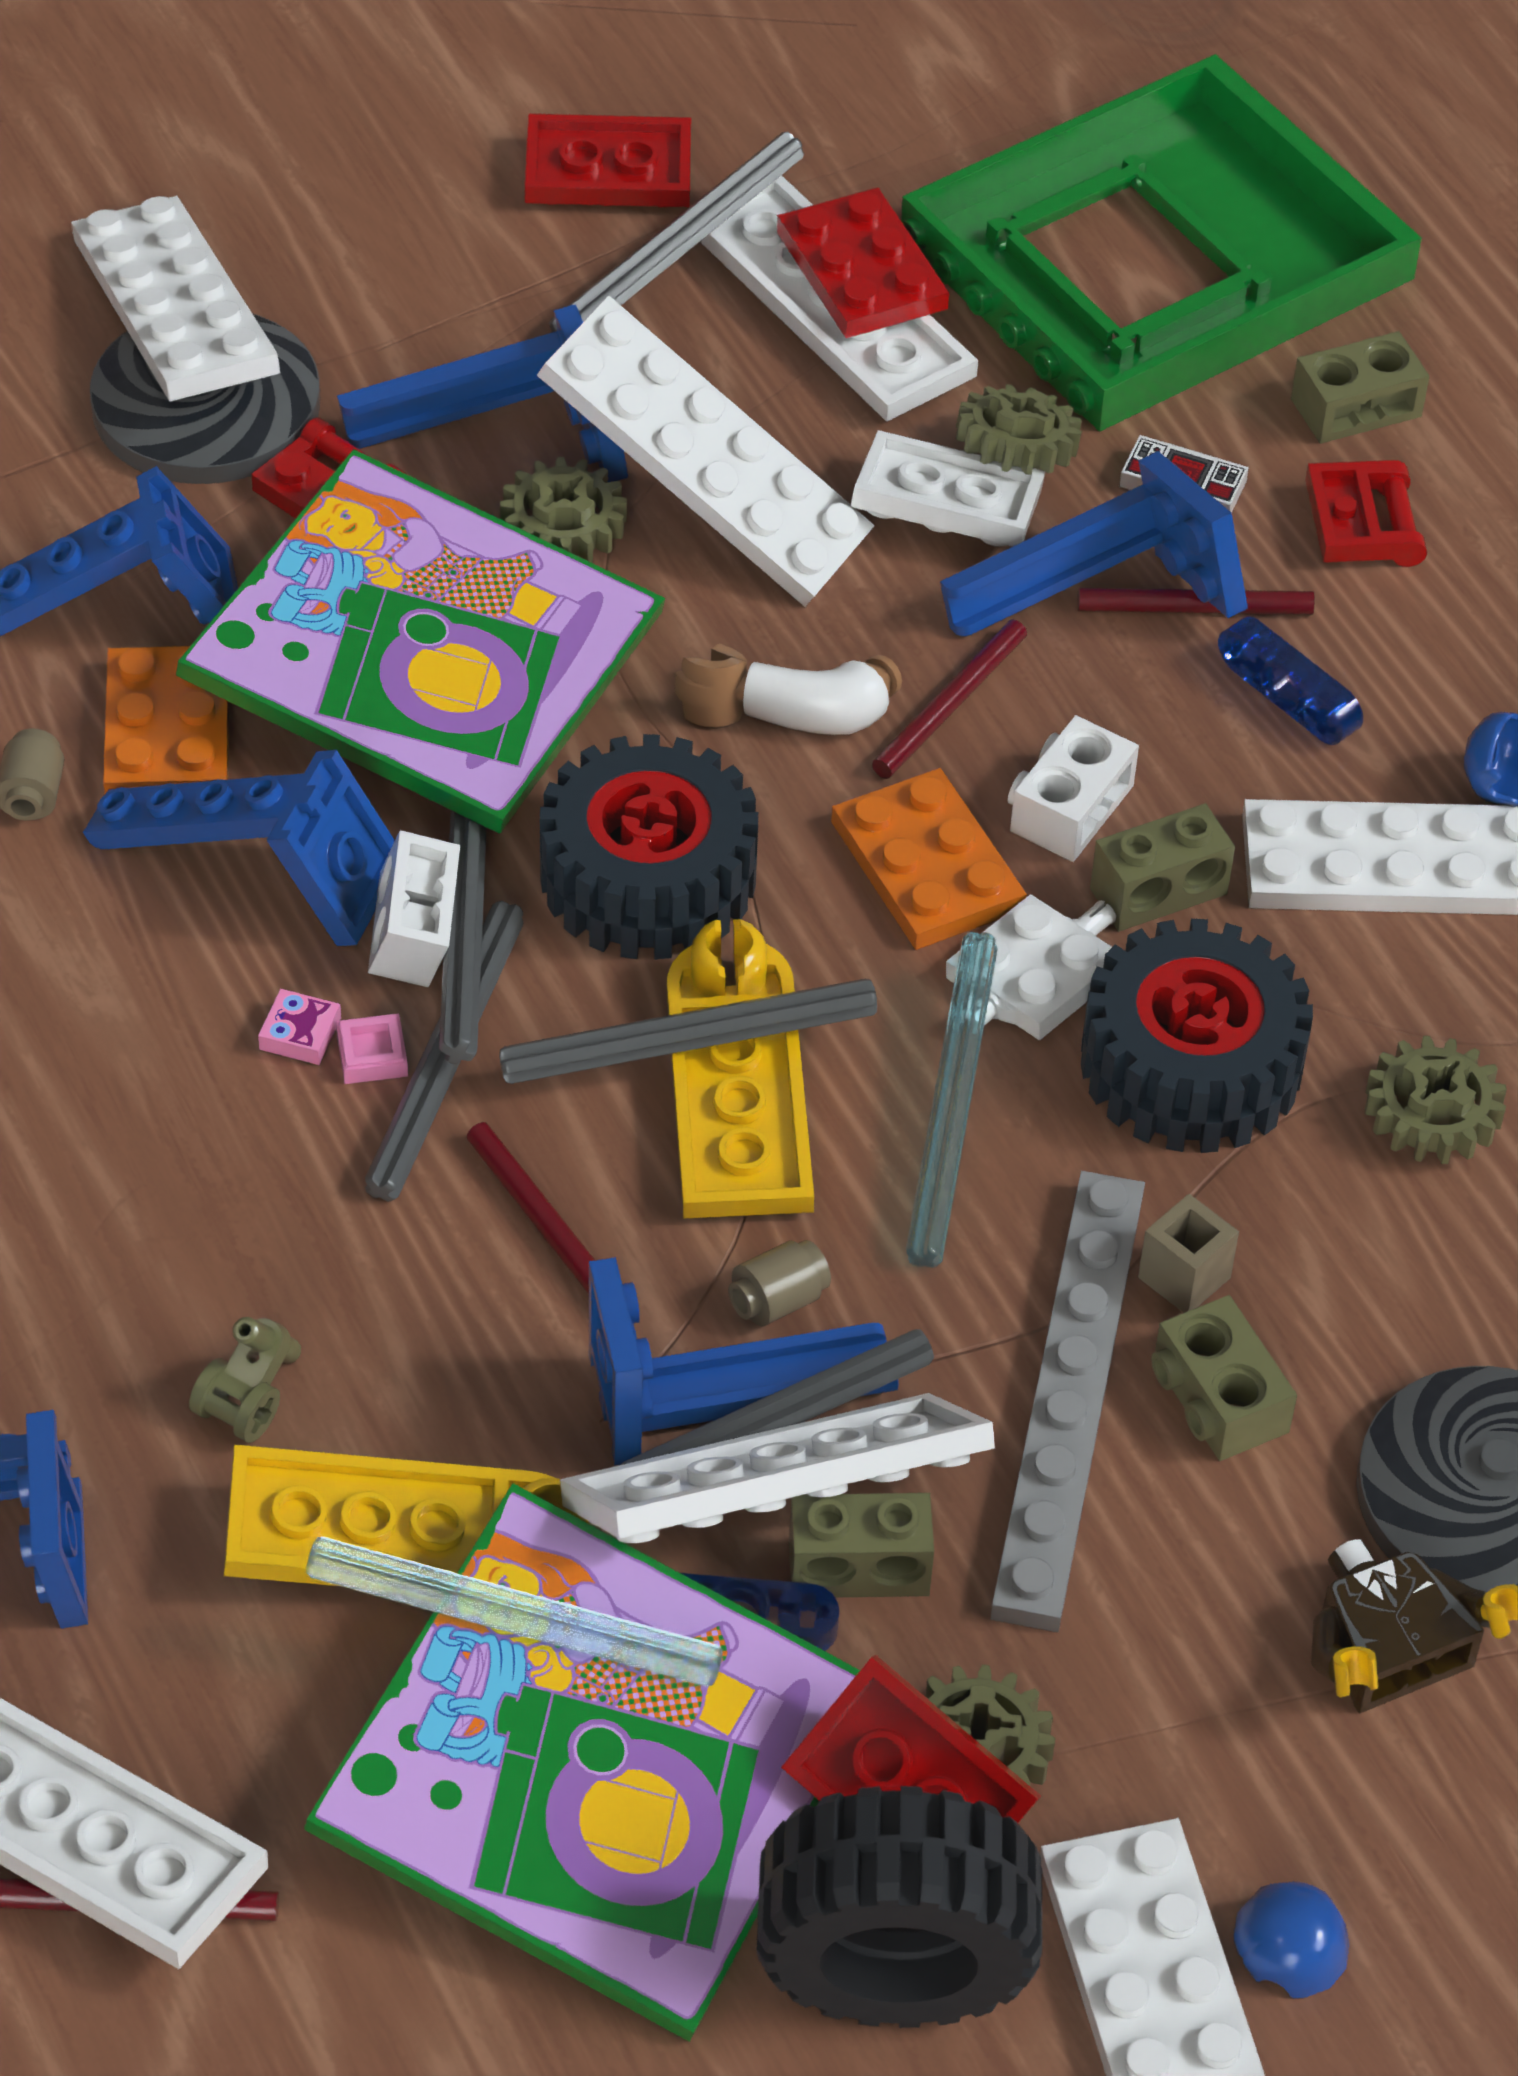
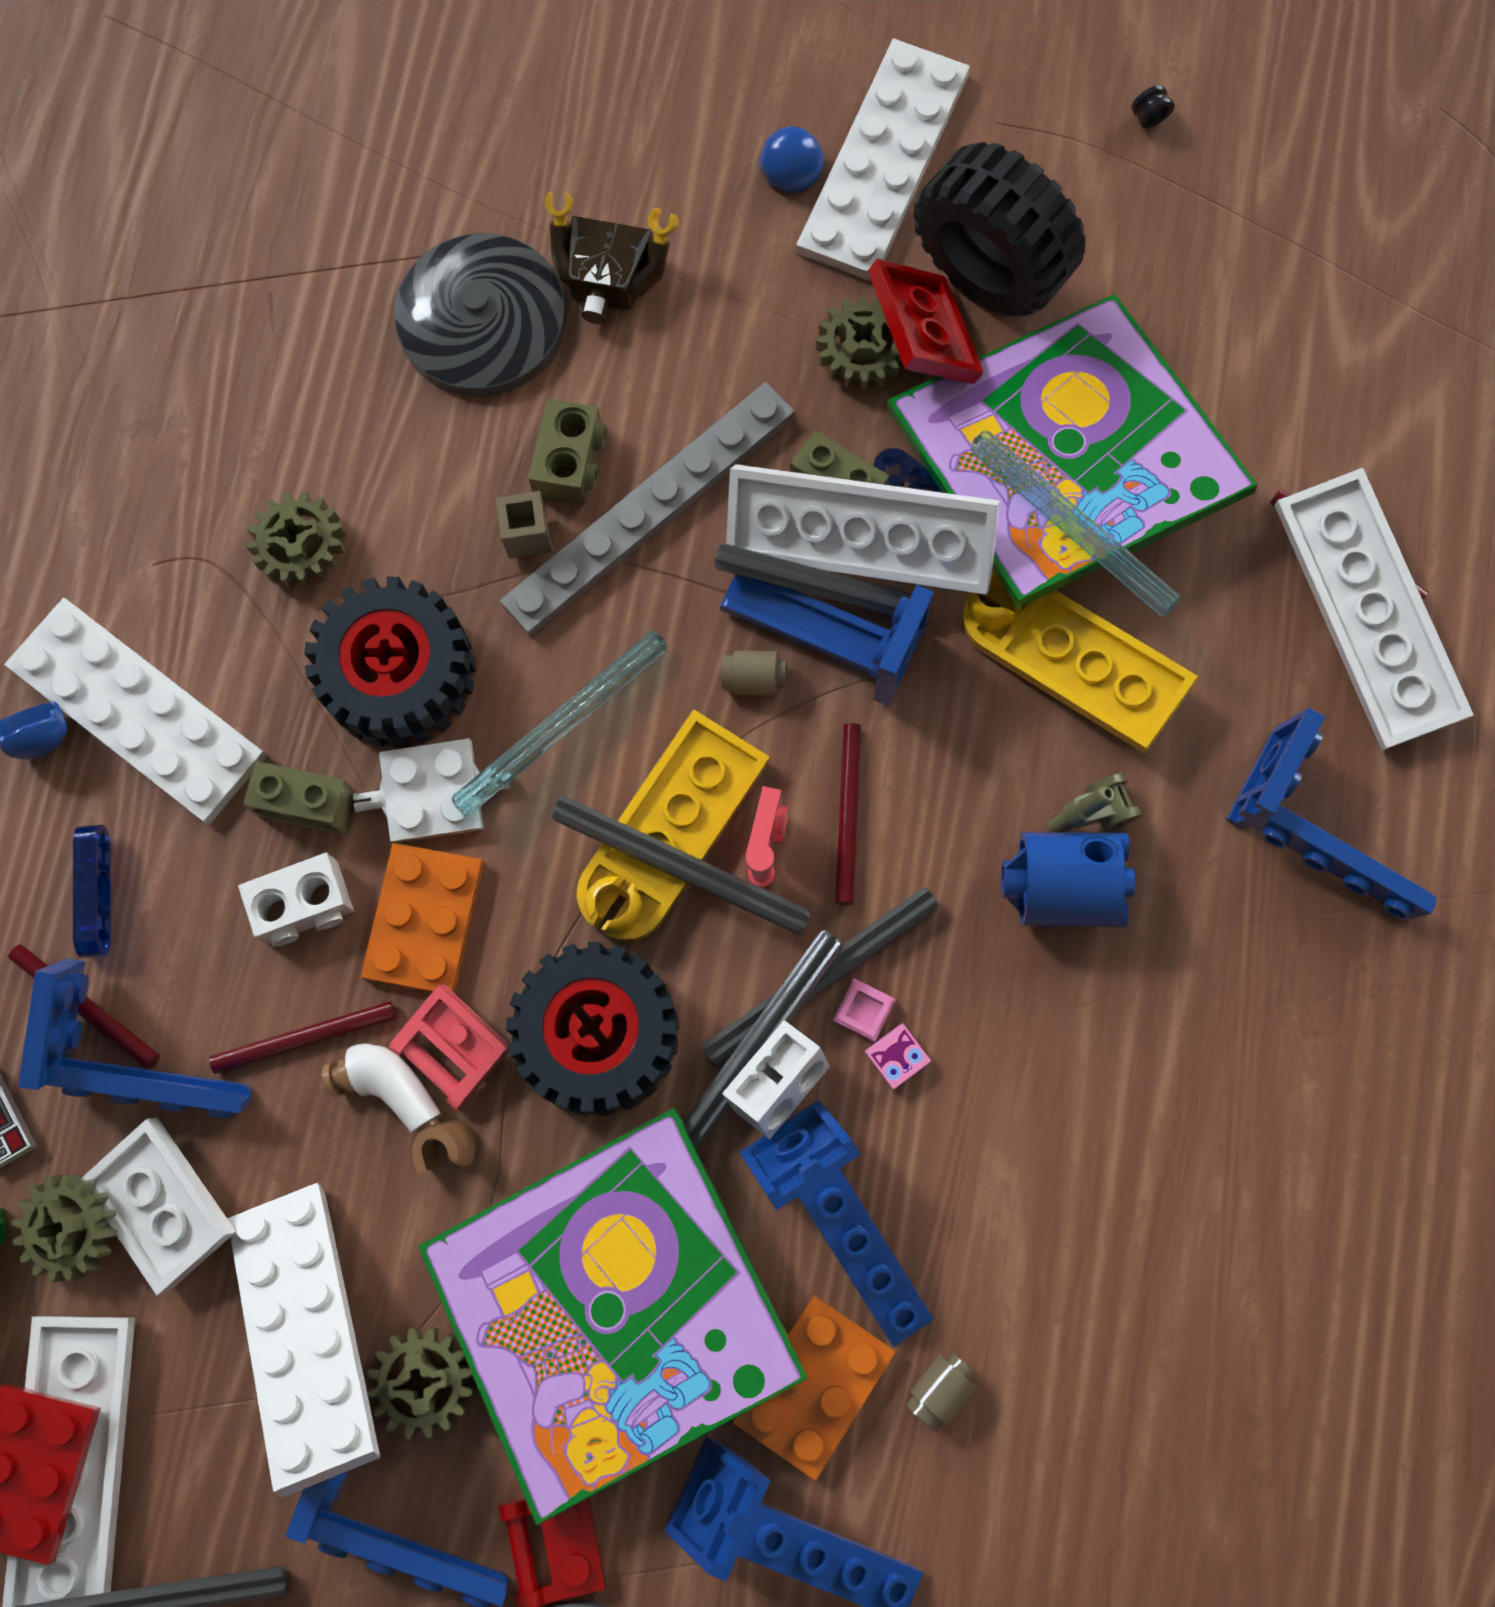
camera: 135 degrees left, 25 degrees up
(247, 1248) = (1070, 879): none -> blue cylinder
(615, 1101) = (768, 827): none -> coral plate
(791, 763) = (460, 1036): none -> coral plate

